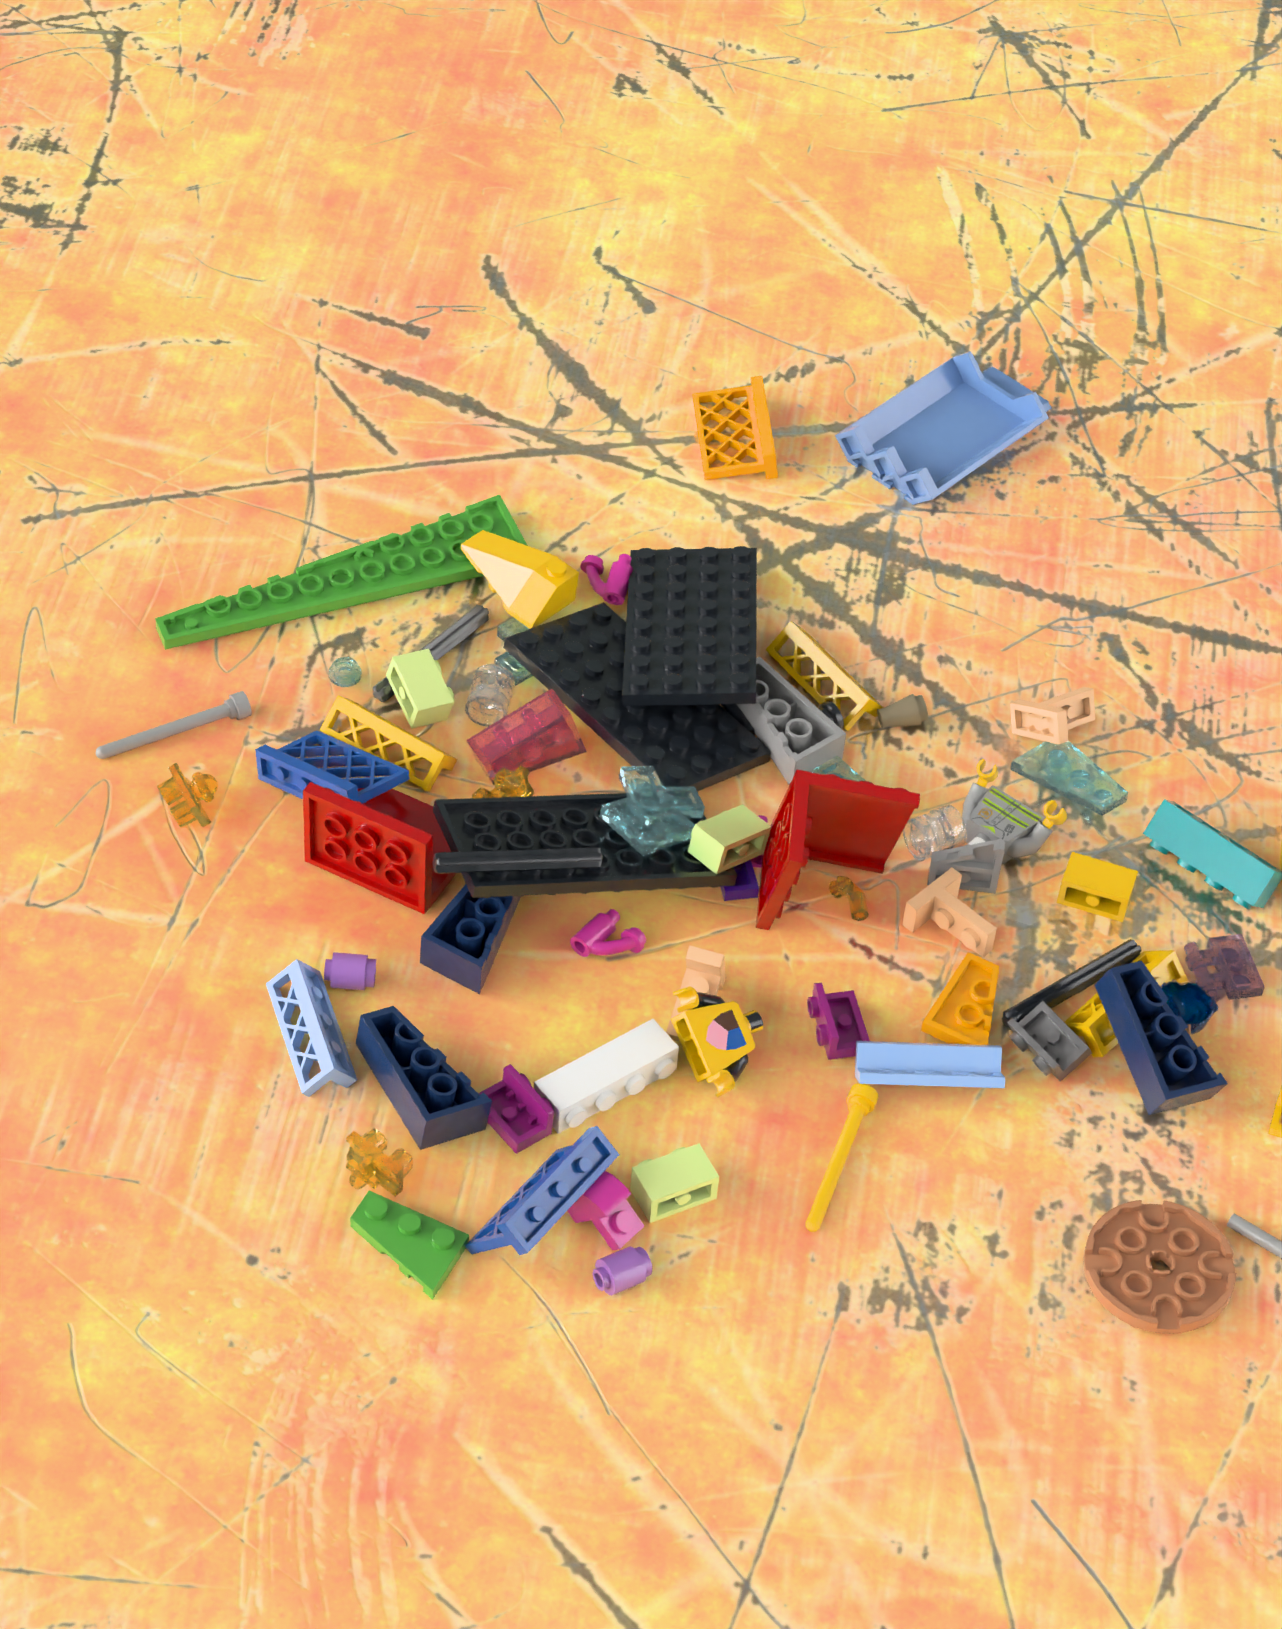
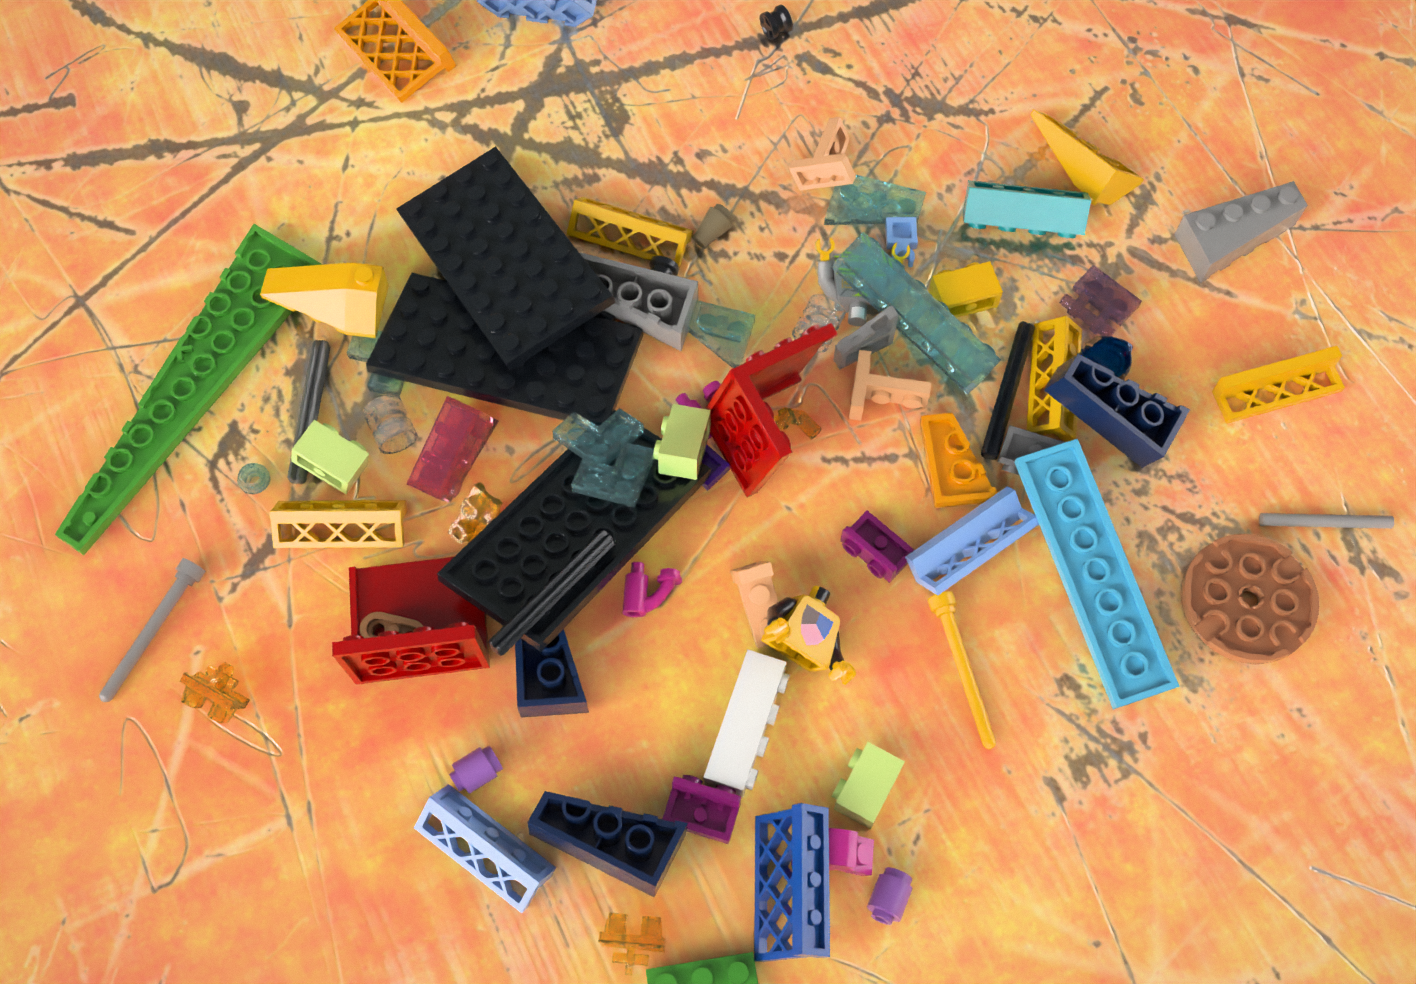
camera: 30 degrees left, 20 degrees up
(293, 774) = (311, 611): blue fence -> none
(618, 580) = (409, 246): dark pink plant -> none
(1021, 1154) = (1096, 574): none -> medium azure plate
(1029, 868) = (921, 316): none -> clear light blue brick
(1080, 815) = (904, 232): none -> light blue plate
(1103, 593) = (776, 22): none -> black wheel

